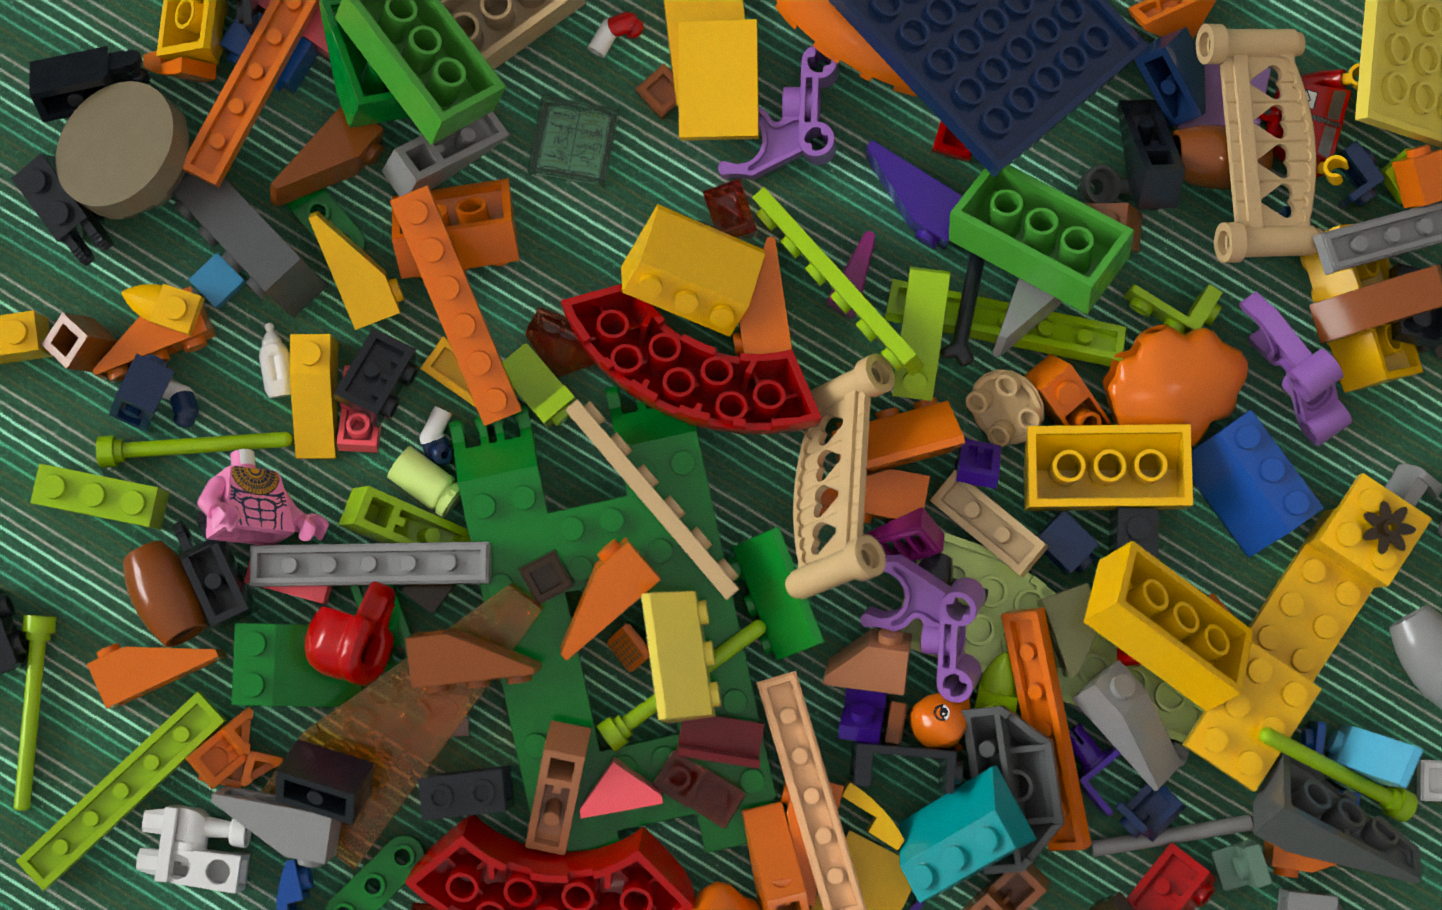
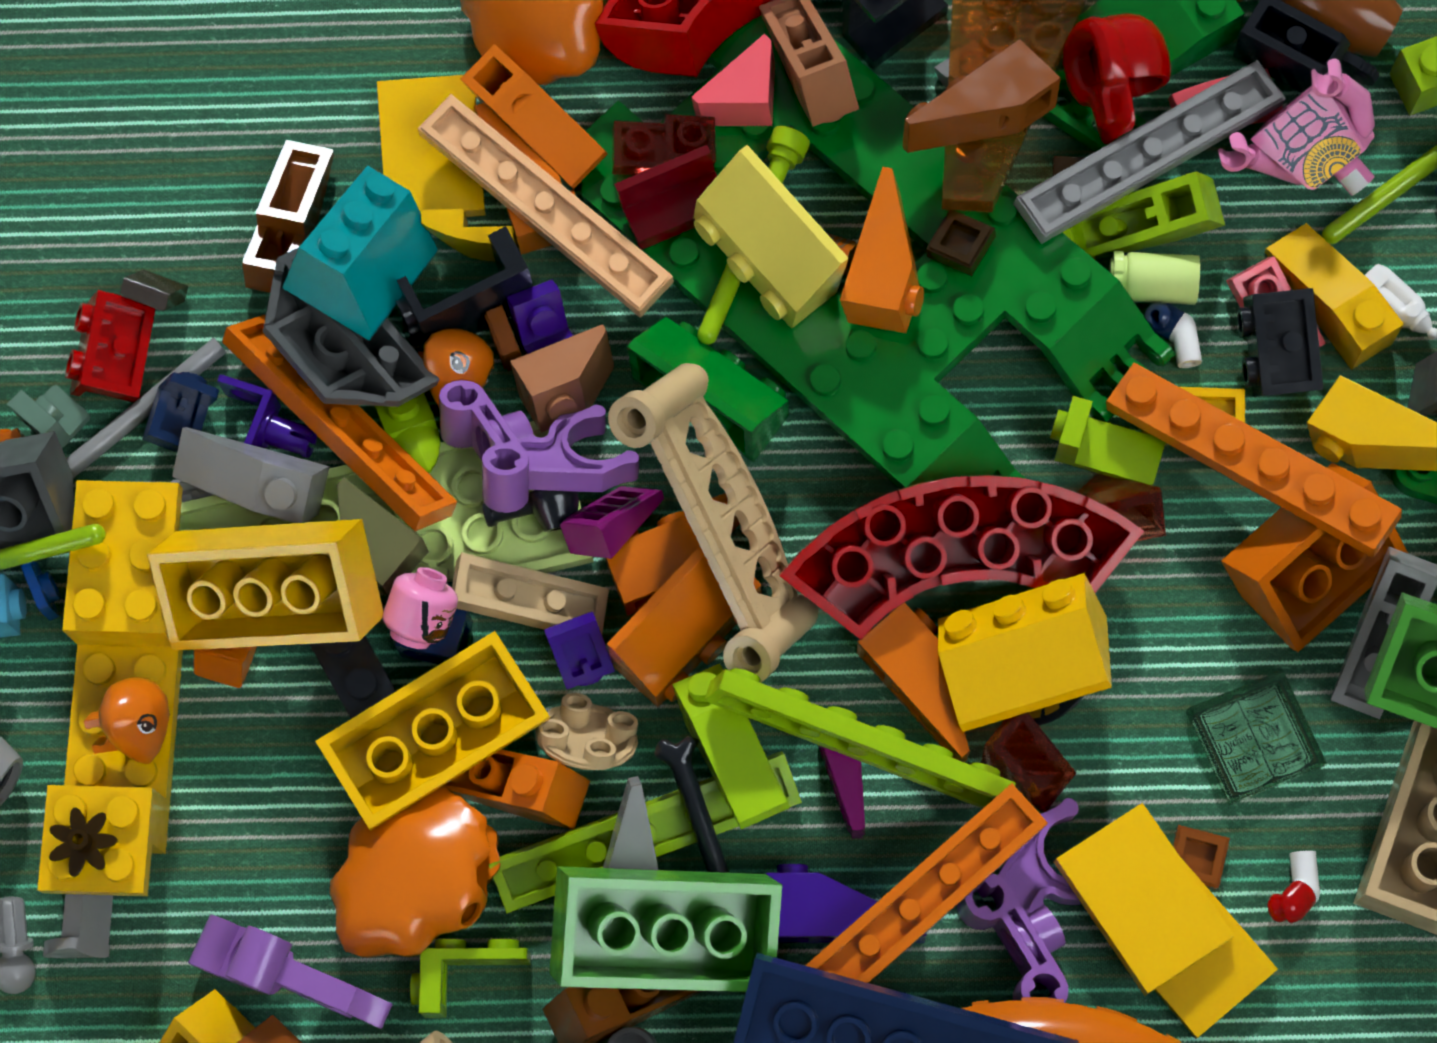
camera: 155 degrees right, 10 degrees down
(666, 510) = (919, 383): tan plate -> none
(858, 159) = (932, 888): none -> orange plate
(1072, 549) = (420, 608): none -> bright pink head
(1251, 484) = (265, 824): blue slope -> none
(1305, 600) = (132, 718): none -> orange piece

